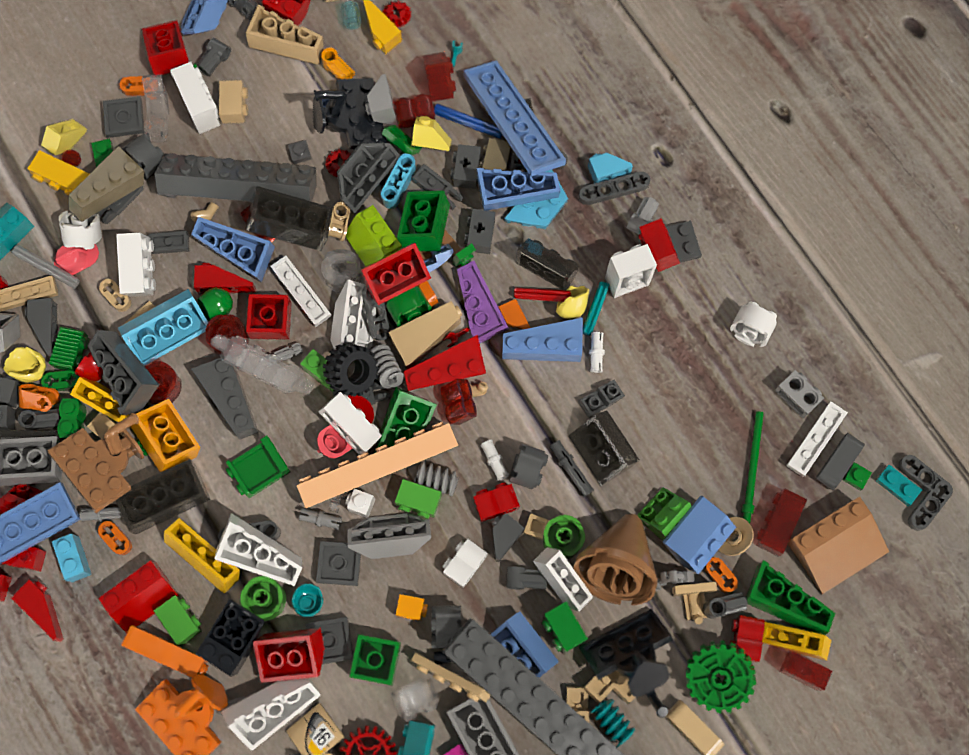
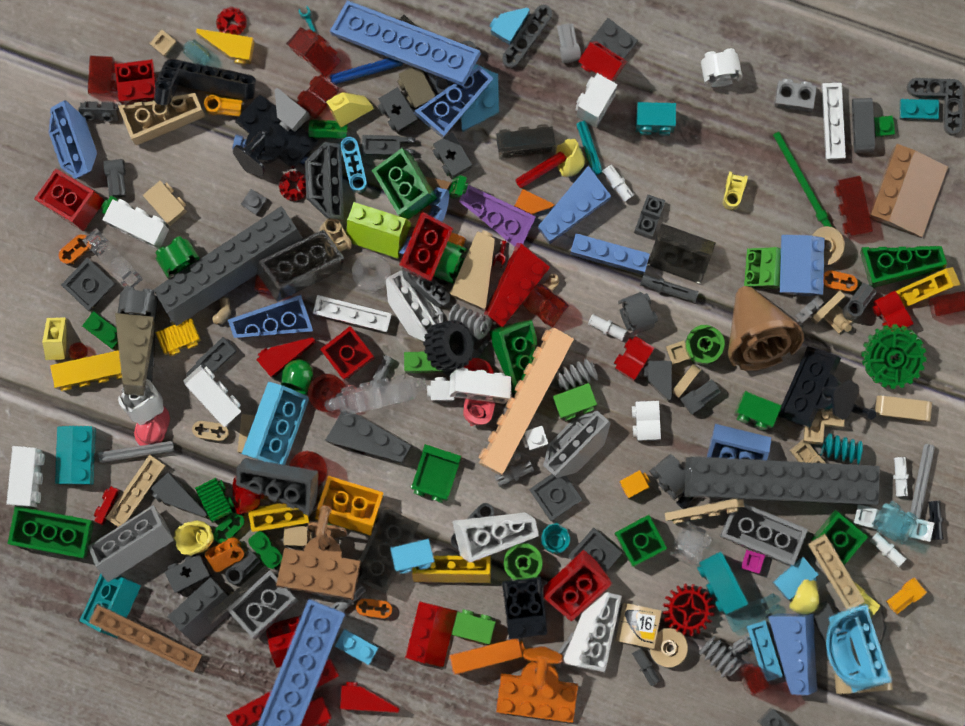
camera: 30 degrees left, 10 degrees up
(154, 205) = (178, 337): none -> yellow brick
(175, 515) = (412, 555): none -> medium azure brick
(203, 142) = (176, 256): none -> green brick
(315, 401) = (439, 390): none -> white brick
(336, 30) = (203, 78): none -> black beam
(523, 555) = (686, 380): none -> tan beam
(544, 402) = (609, 254): none -> medium blue brick
(563, 578) = (729, 376): white brick -> none
(668, 322) = (655, 118): none -> teal brick
(691, 429) = (734, 187): none -> light yellow piece

